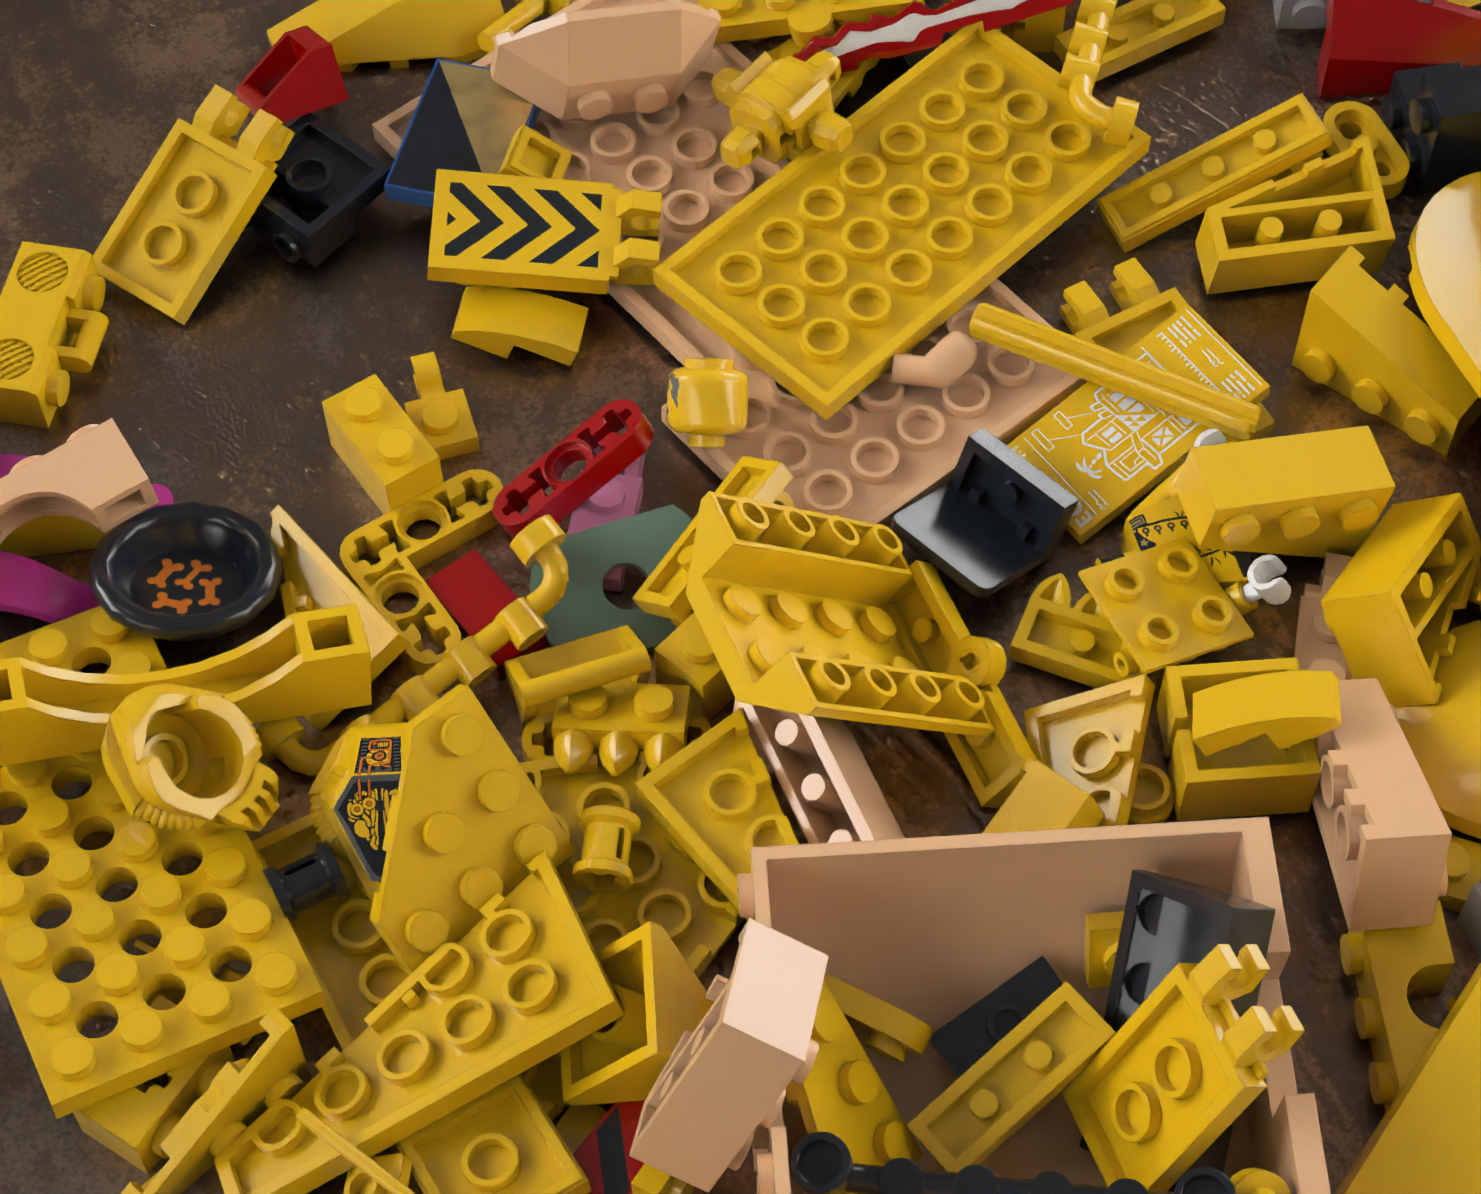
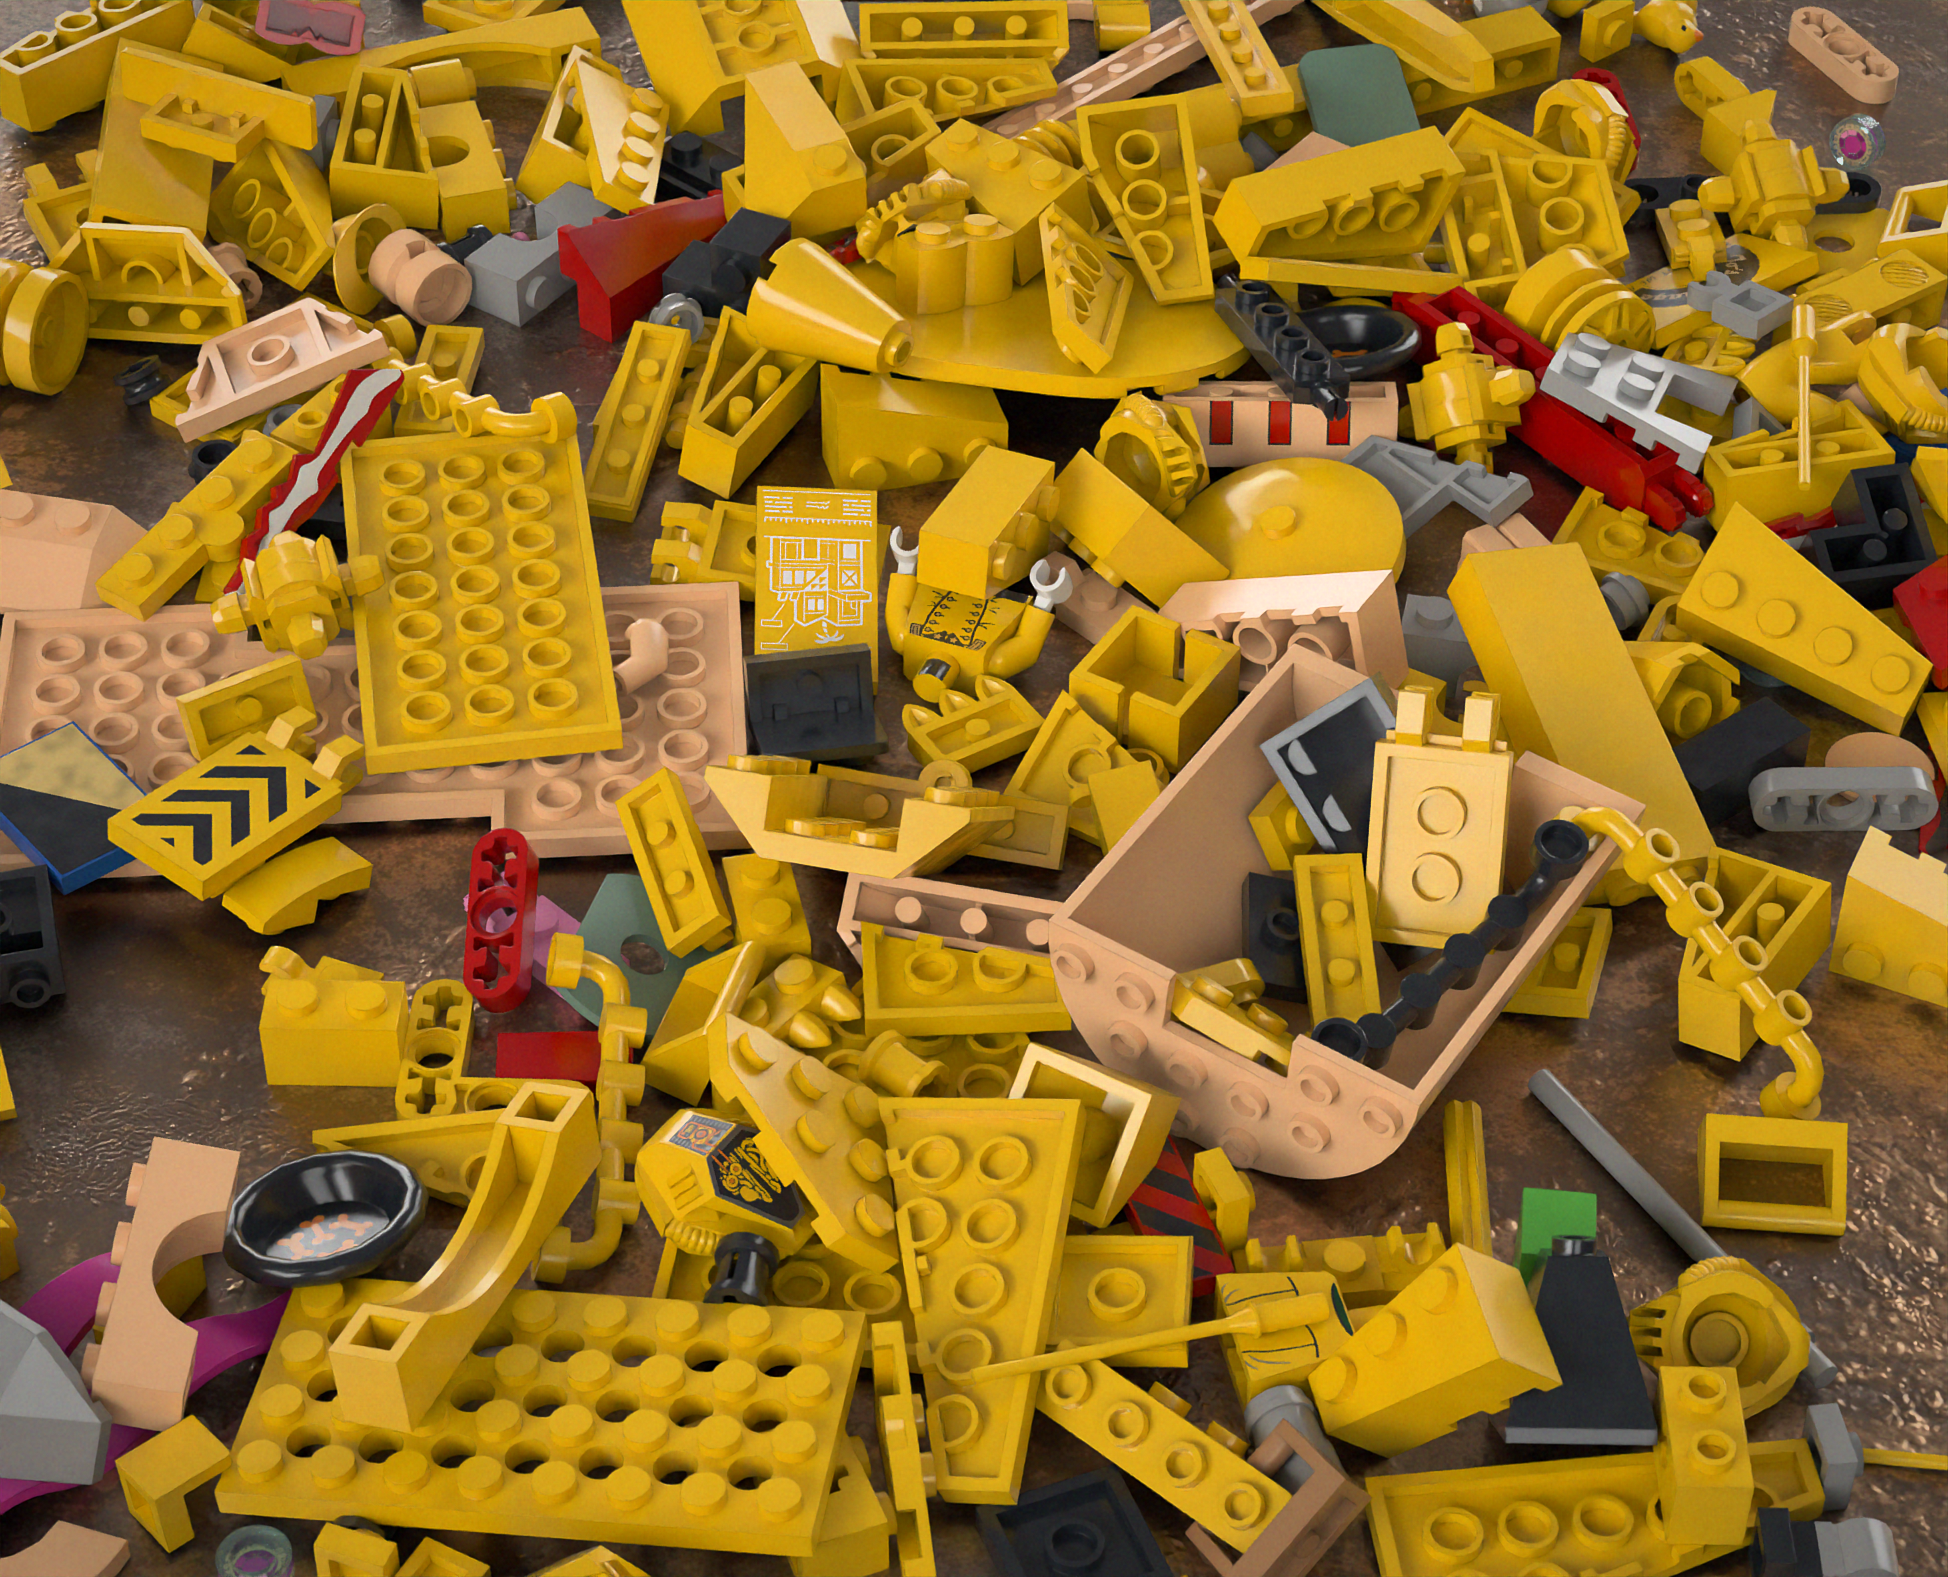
camera: 55 degrees left, 15 degrees down
(188, 760) = (555, 1286): yellow helmet -> none
(535, 156) = (148, 767): yellow tile -> none
(607, 58) = (117, 665): light nougat wedge -> none
(644, 163) = (242, 704): none -> yellow tile
(707, 400) = (539, 791): yellow head -> none
(735, 1061) = (1221, 1039): light nougat wedge -> none
(1115, 371) = (767, 560): yellow axle -> none
(1164, 607) = (1015, 651): yellow hinge -> none
(1282, 704) = (1160, 640): yellow slope -> none
(1342, 128) = (687, 309): none -> light grey plate
(1397, 204) = (825, 313): none -> yellow cone

